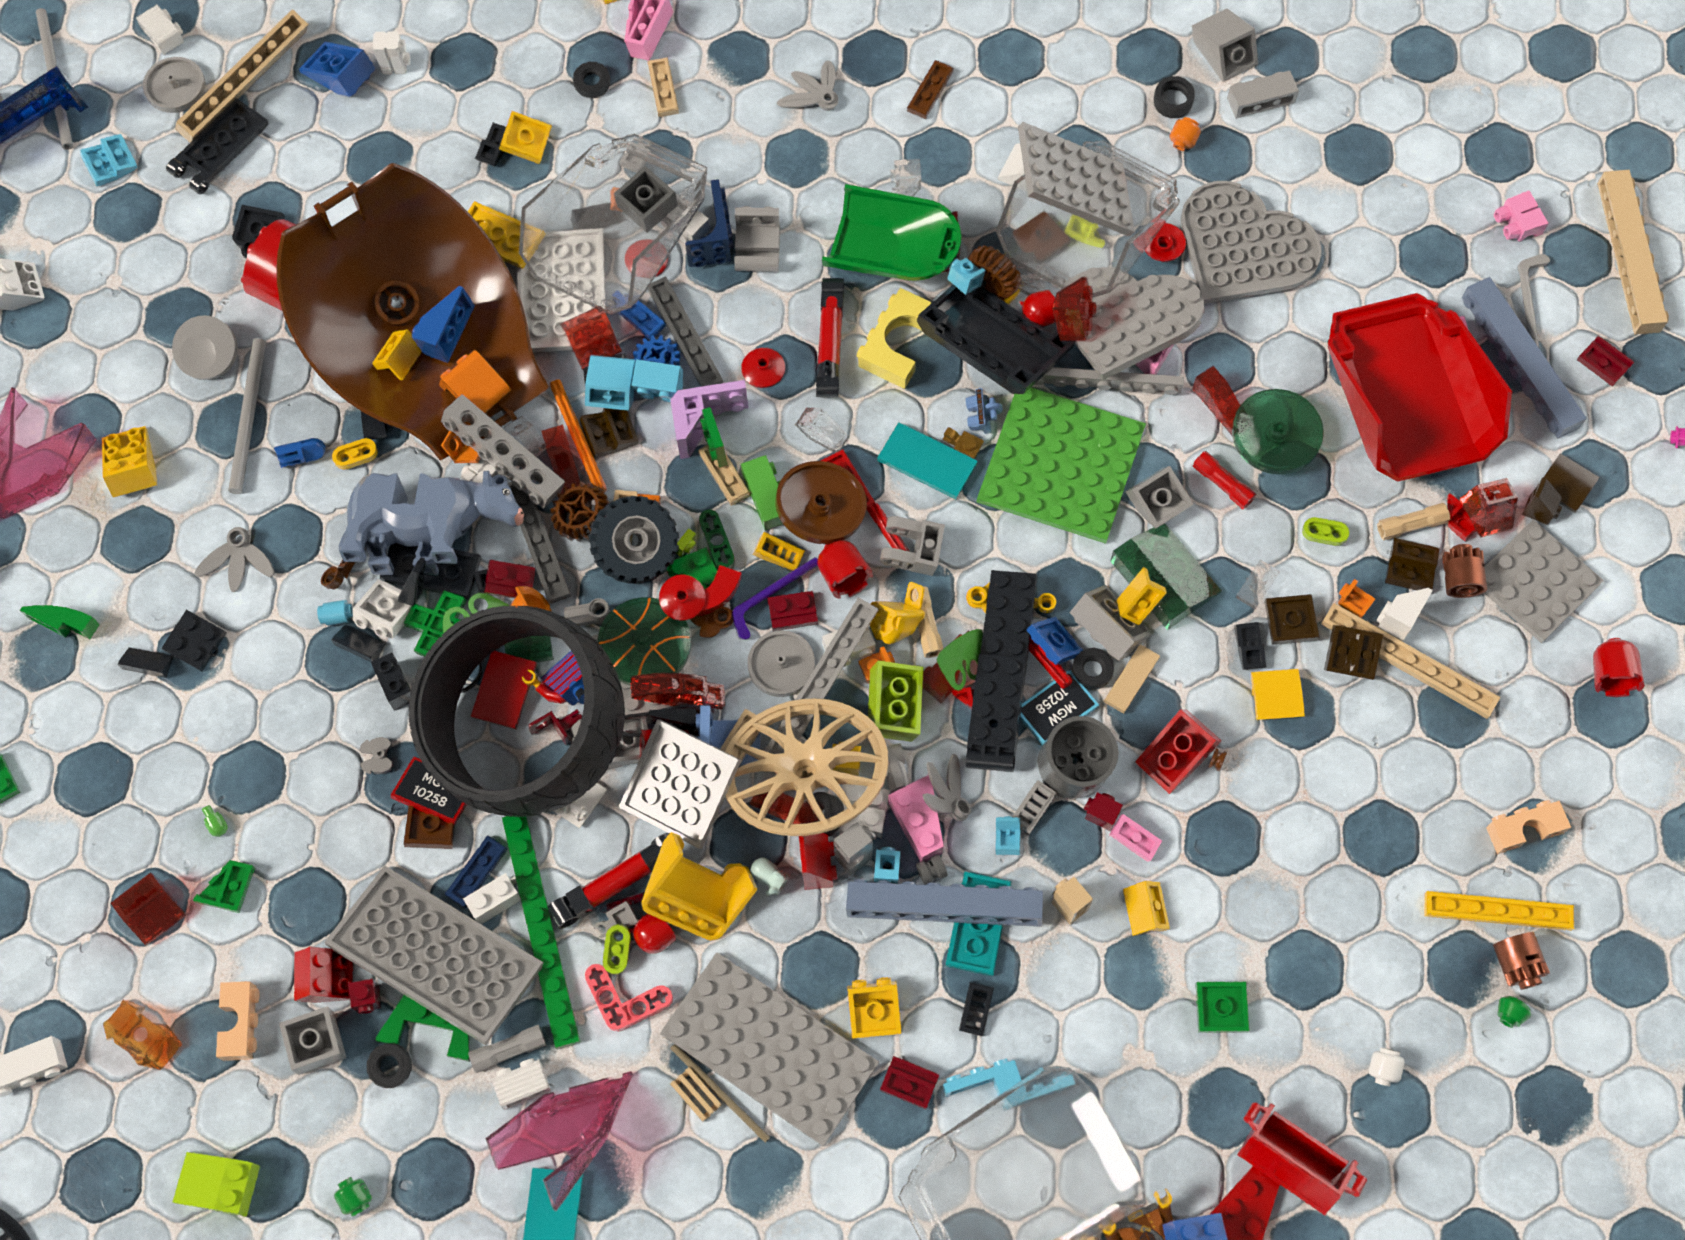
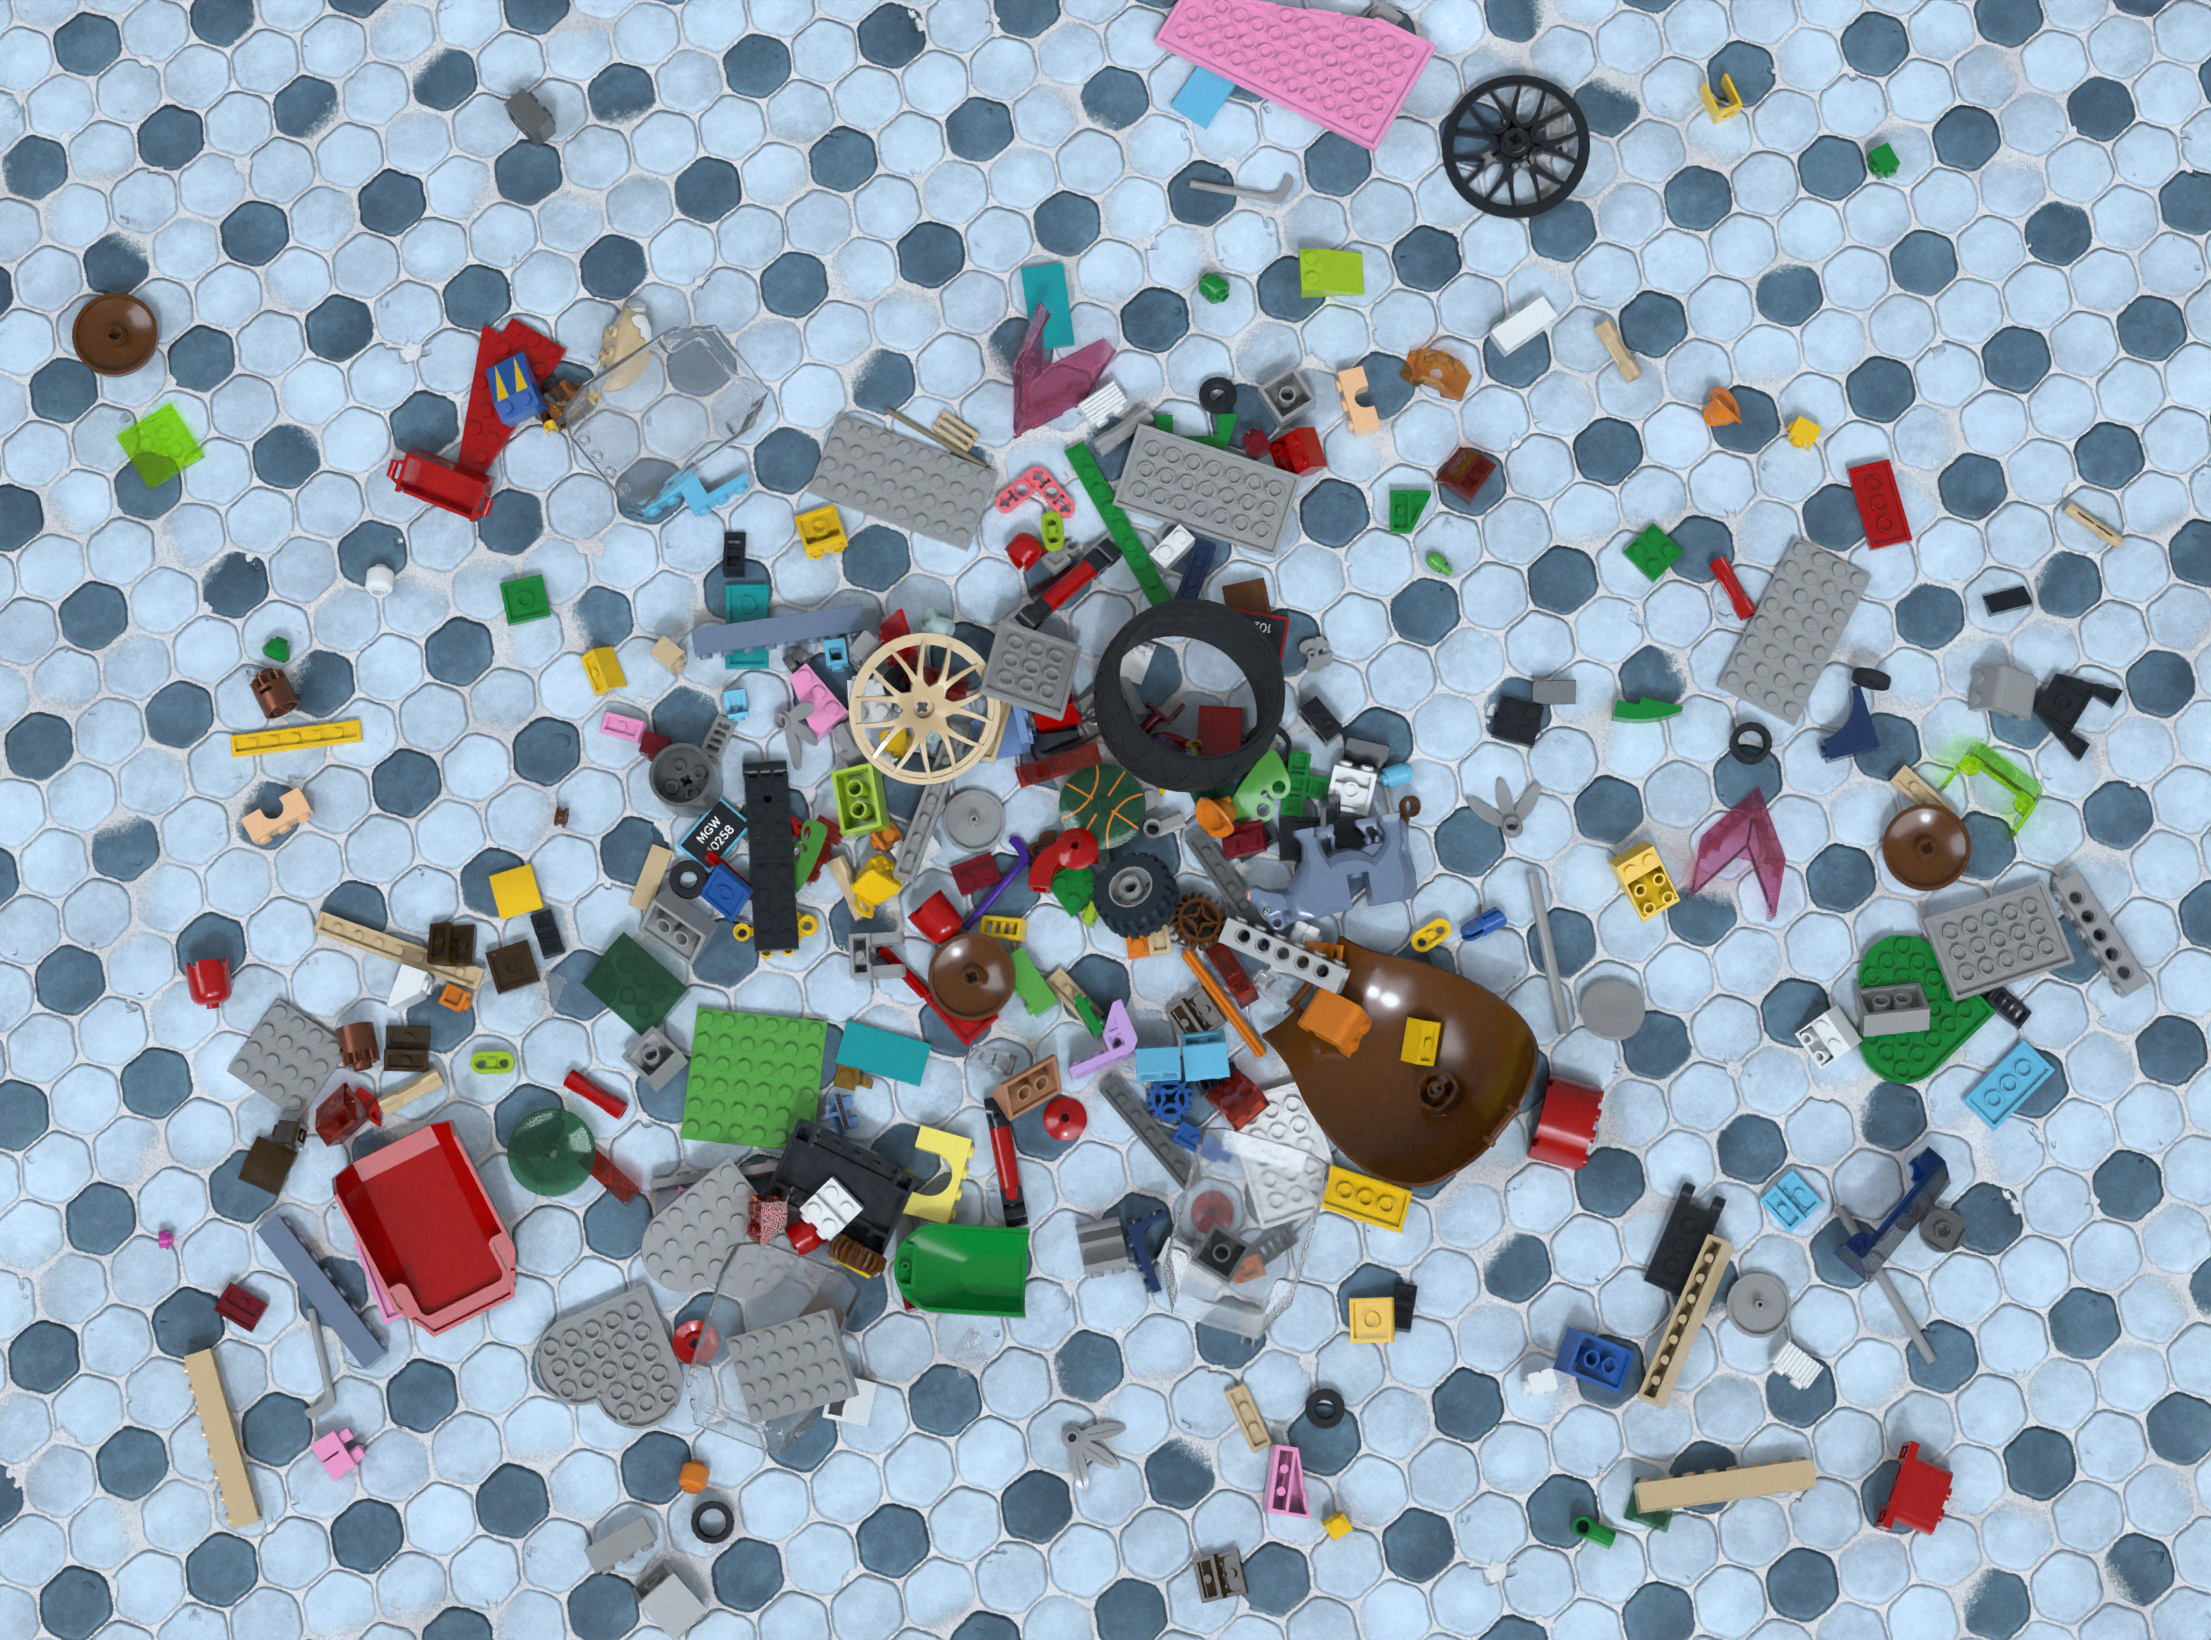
camera: 165 degrees right, 10 degrees up
(250, 223) = (1610, 1153): black plate -> none
(443, 325) = (1384, 1064): blue slope -> none
(695, 895) = (992, 588): yellow windscreen -> none
(717, 531) = (1059, 910): dark green beam -> none
(792, 392) = (1028, 1088): none -> nougat slope
(909, 1082) = (778, 479): dark red plate -> none
(930, 89) = (969, 1478): reddish brown tile -> none
(965, 275) = (882, 1232): medium azure brick -> none
(1010, 316) = (830, 1209): none -> white plate
(1140, 598) = (658, 945): yellow panel -> none
(1178, 750) = (597, 817): red slope -> none

